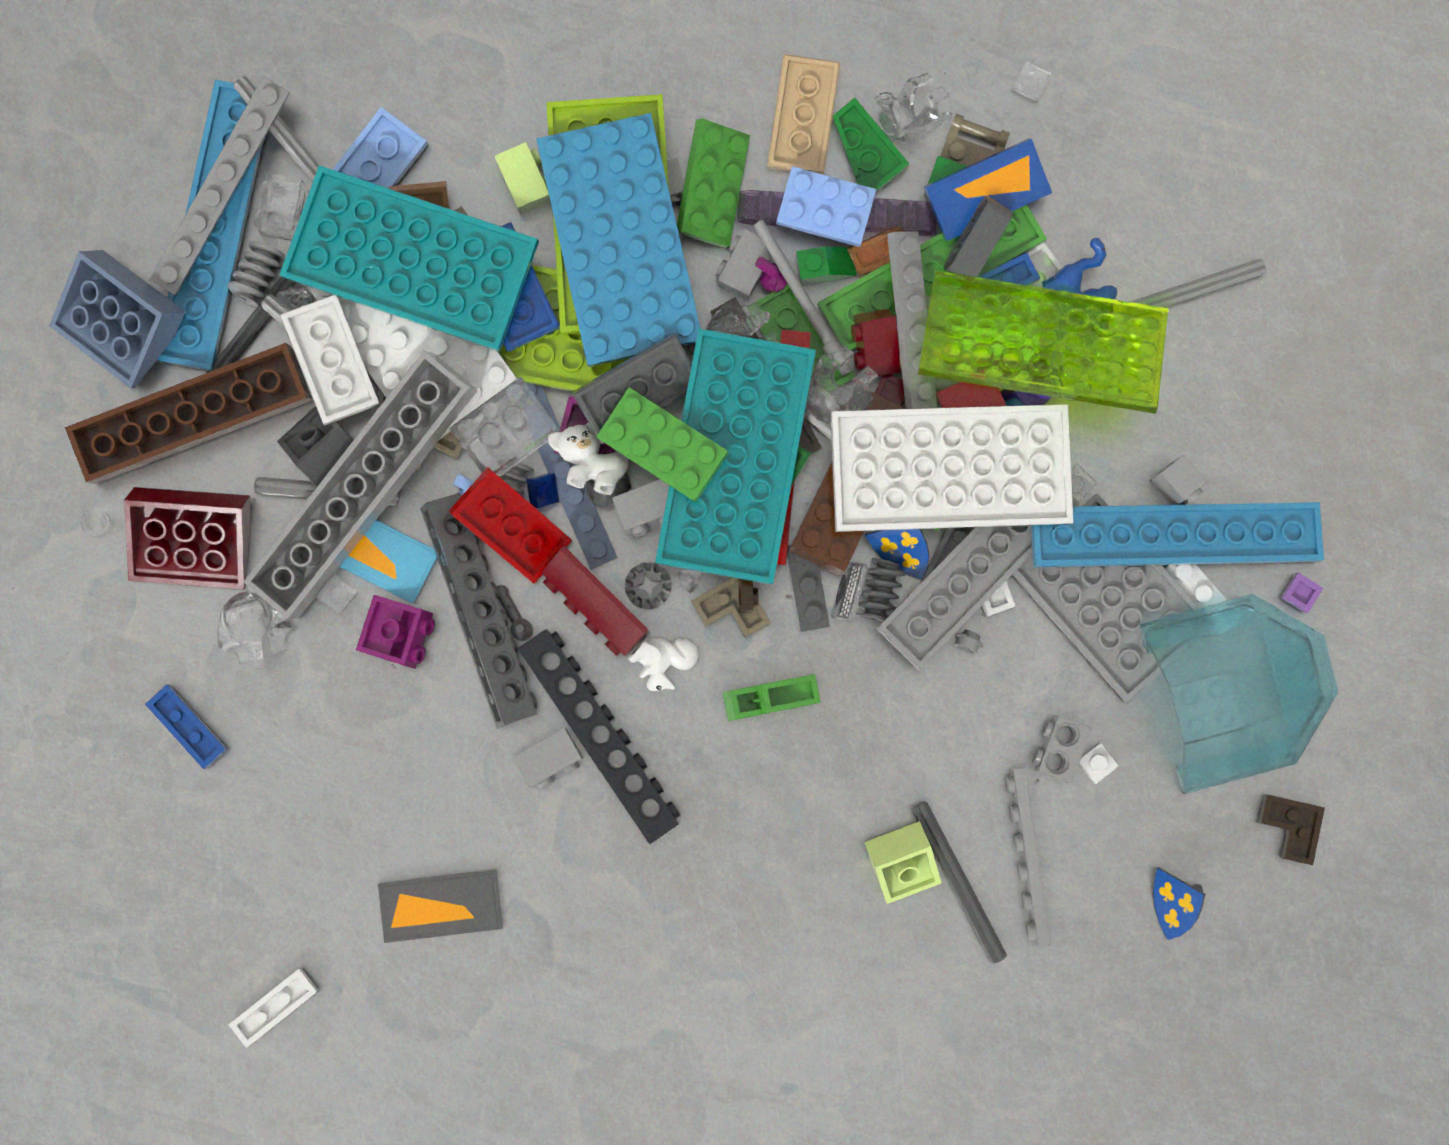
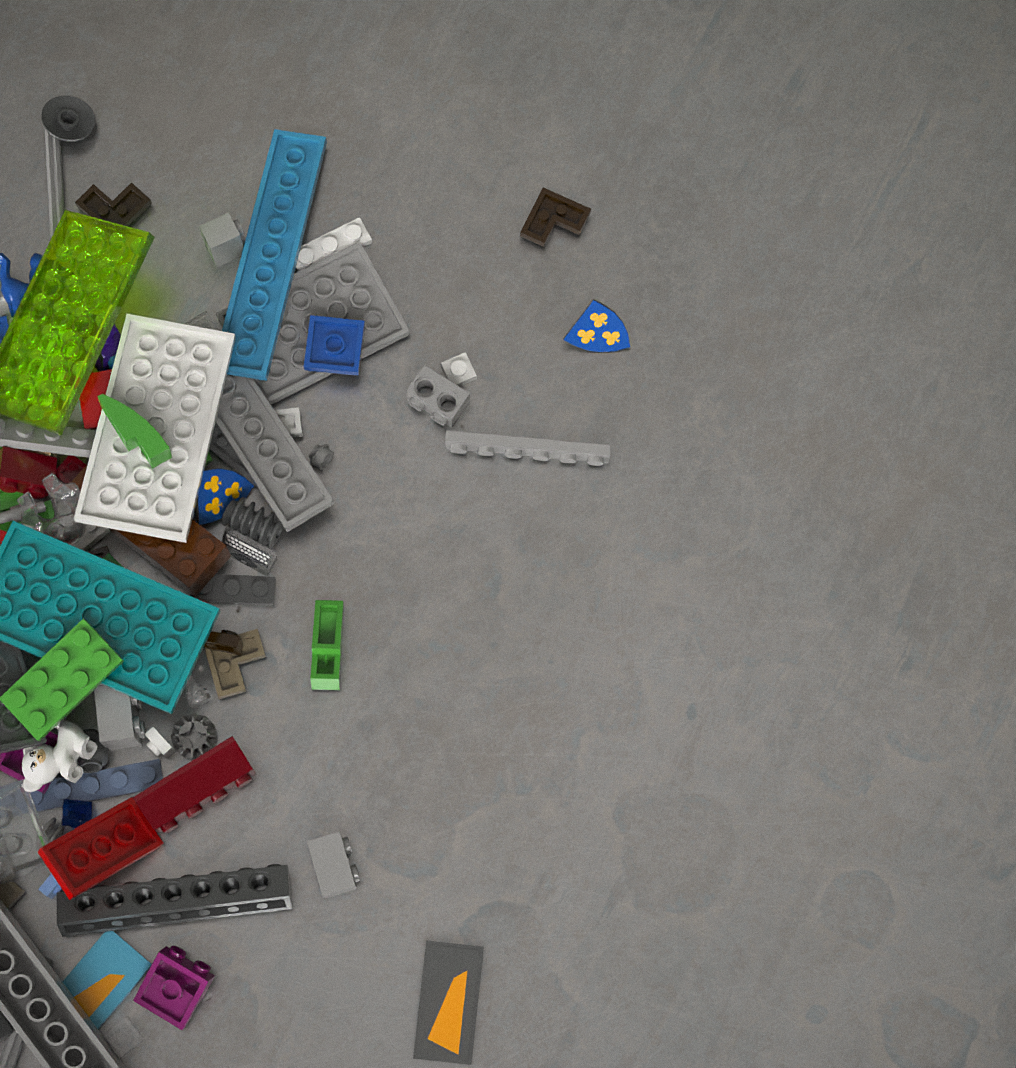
camera: 80 degrees left, 10 degrees down
(520, 628) = (202, 864): dark grey piece -> none
(534, 653) = (224, 837): black brick -> none
(630, 553) = (158, 744): none -> white plate
(658, 654) = (262, 741): white animal -> none
(903, 862) = (507, 559): yellowish green slope -> none
(938, 450) = (135, 431): none -> bright green slope
(959, 883) = (536, 515): dark grey axle -> none
(1090, 627) = (334, 345): none -> blue plate
(1181, 356) = (121, 210): none -> dark brown plate
(1242, 687) = (420, 224): clear light blue windscreen -> none
(1287, 283) = (70, 110): none -> dark grey dish
(1301, 592) = (350, 163): medium lavender plate -> none

